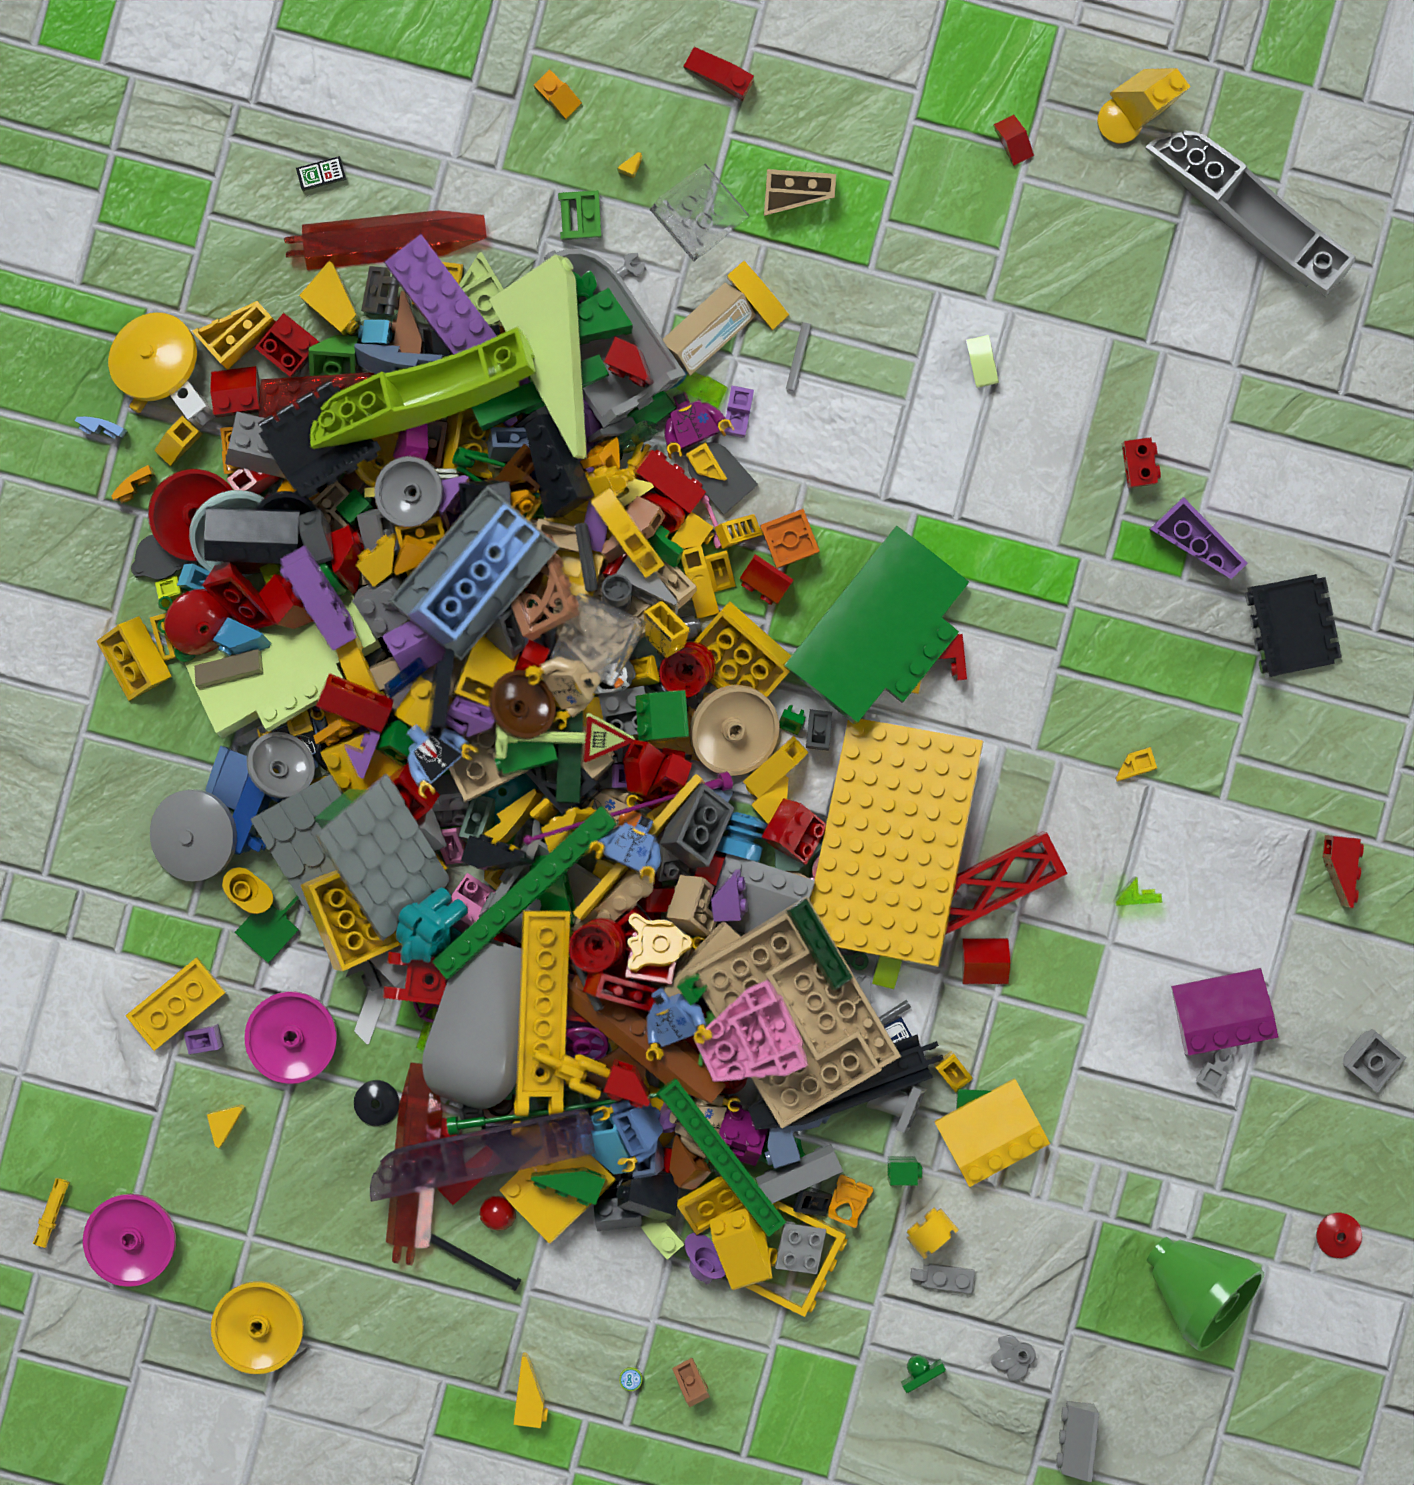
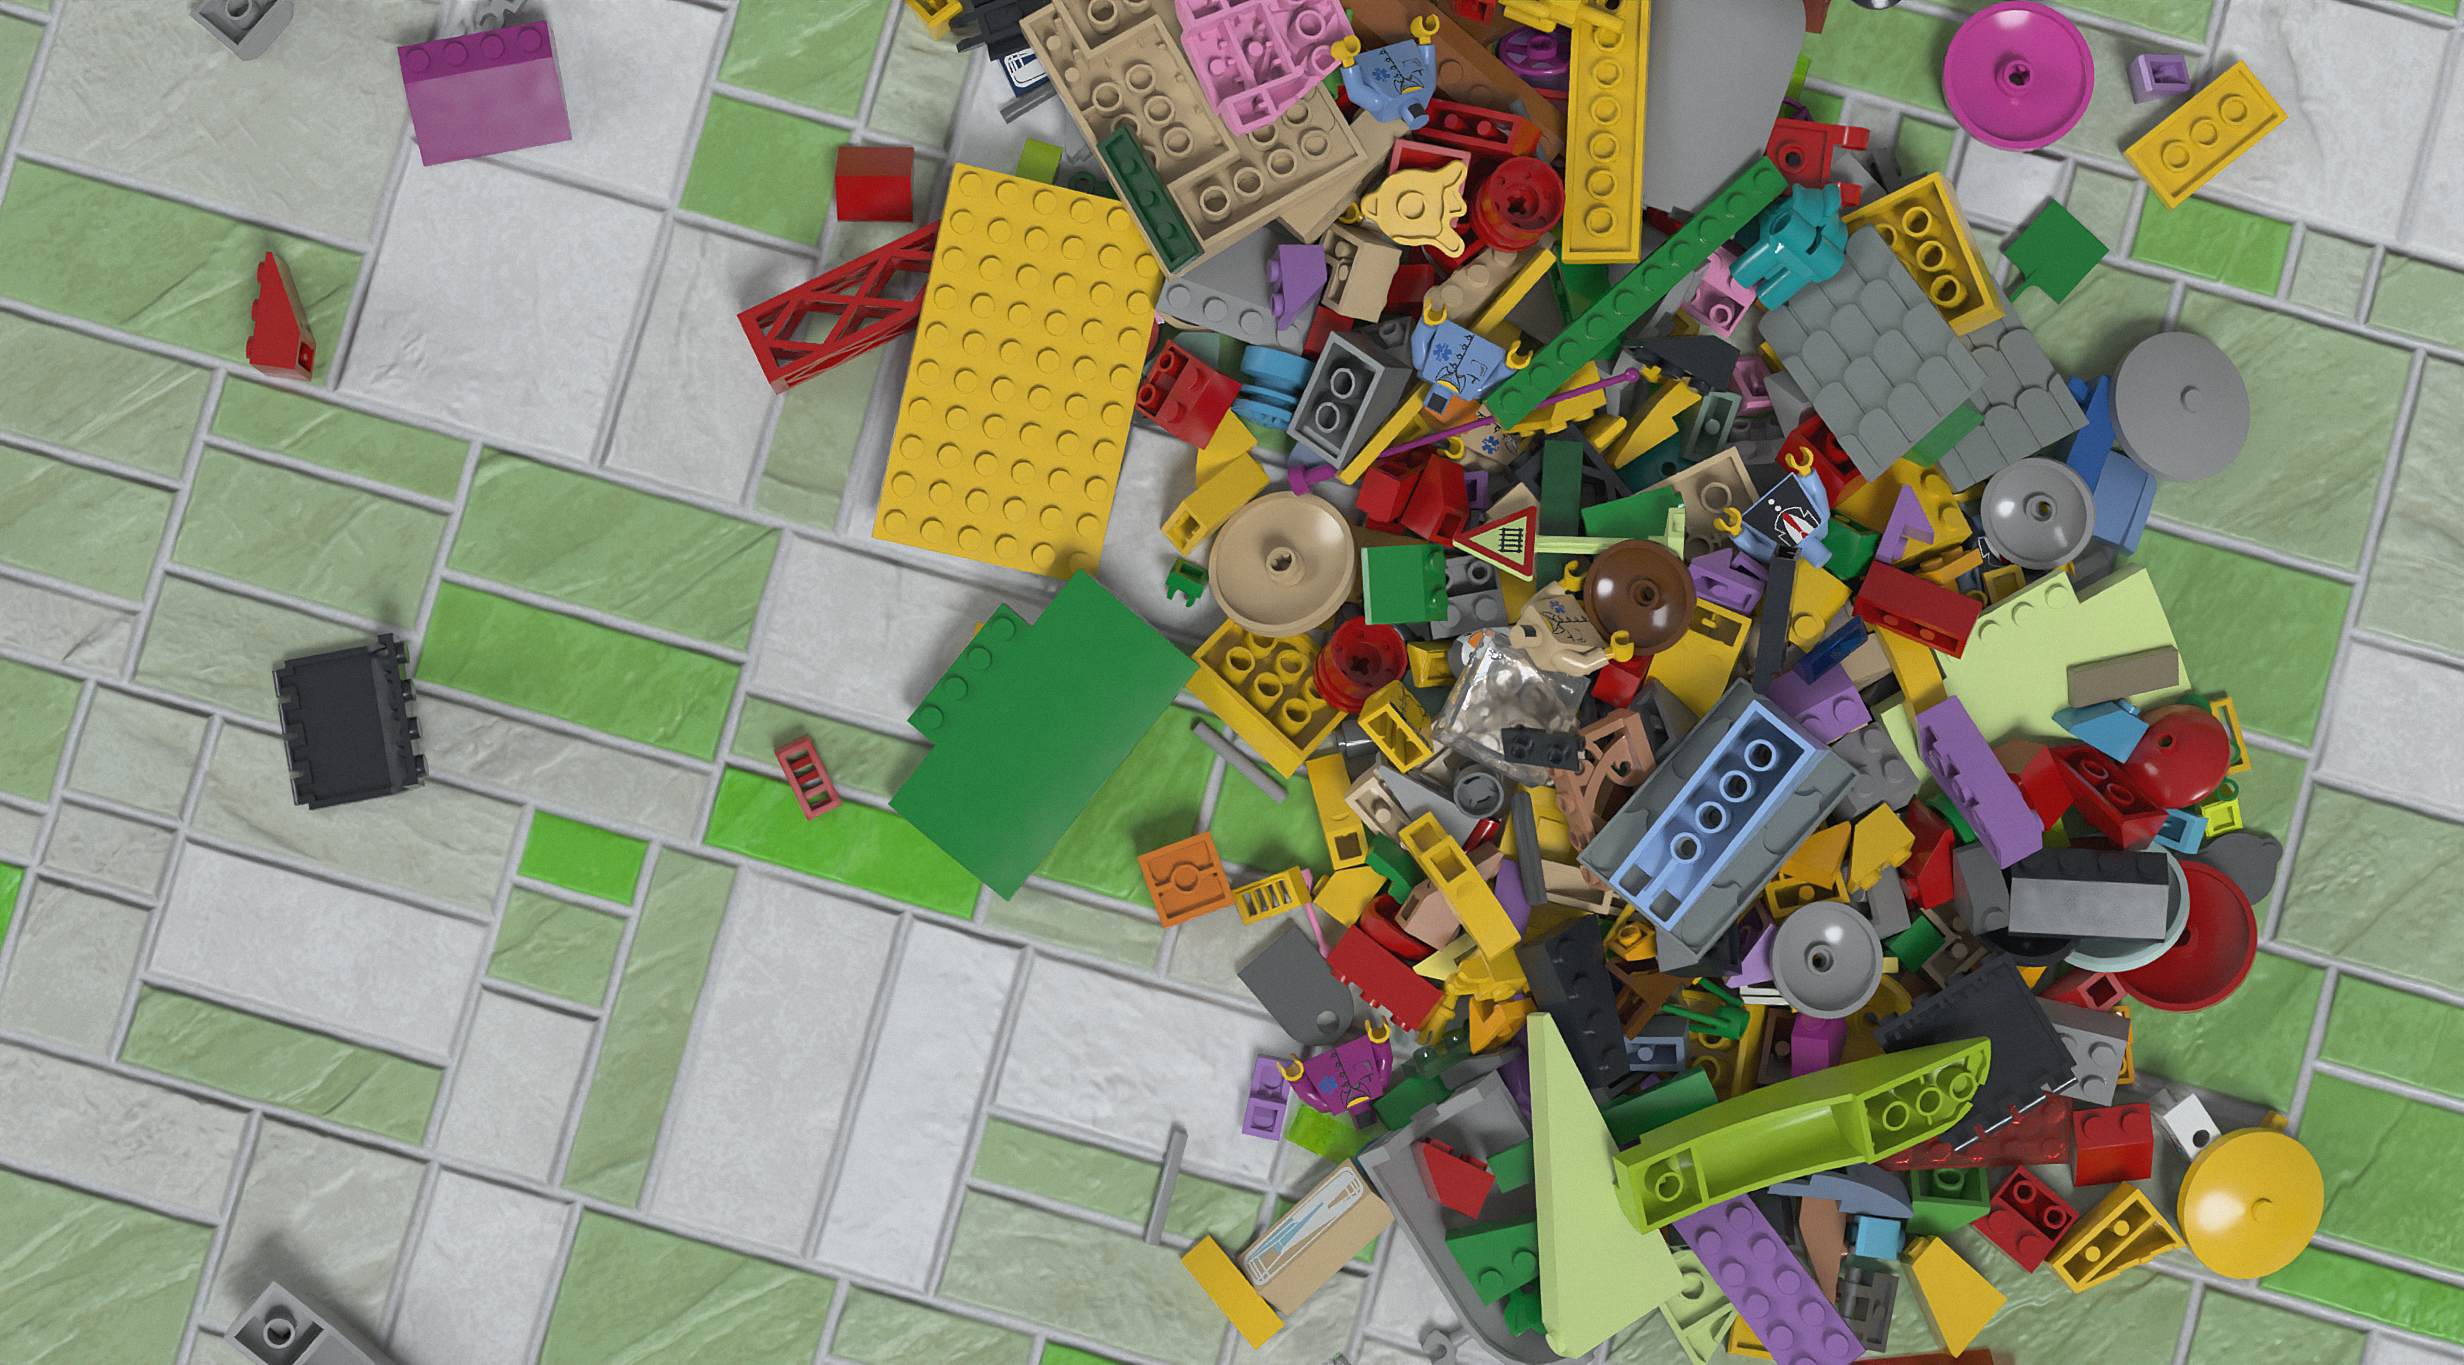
camera: 175 degrees left, 5 degrees down
(92, 424) = (2343, 1089): light blue slope -> none
(127, 488) = (2288, 985): light orange slope -> none
(133, 658) = (2277, 701): yellow slope -> none
(177, 440) = (2206, 1061): yellow slope -> none
(247, 890) = (2089, 314): yellow piece -> none
(370, 1014) = (1887, 112): white sticker -> none
(585, 613) = (1542, 749): none -> black hinge
(689, 989) = (1366, 127): green tile -> none
(705, 463) = (1325, 1010): yellow tile -> none
(720, 571) = (1302, 830): yellow slope -> none
(757, 611) = (1240, 762): none -> light grey bar
(766, 580) = (1227, 812): red slope -> none
(819, 730) = (1142, 562): dark grey slope -> none
(956, 651) = (911, 689): red slope -> none
(982, 361) = (857, 1174): yellowish green slope -> none
(1021, 619) = (792, 747): none -> red slope
(1130, 896) = (634, 283): clear neon green slope -> none
(1136, 764) = (617, 501): yellow tile -> none
(1137, 462) = (604, 997): red brick -> none
(1195, 535) = (510, 876): medium lavender wedge -> none

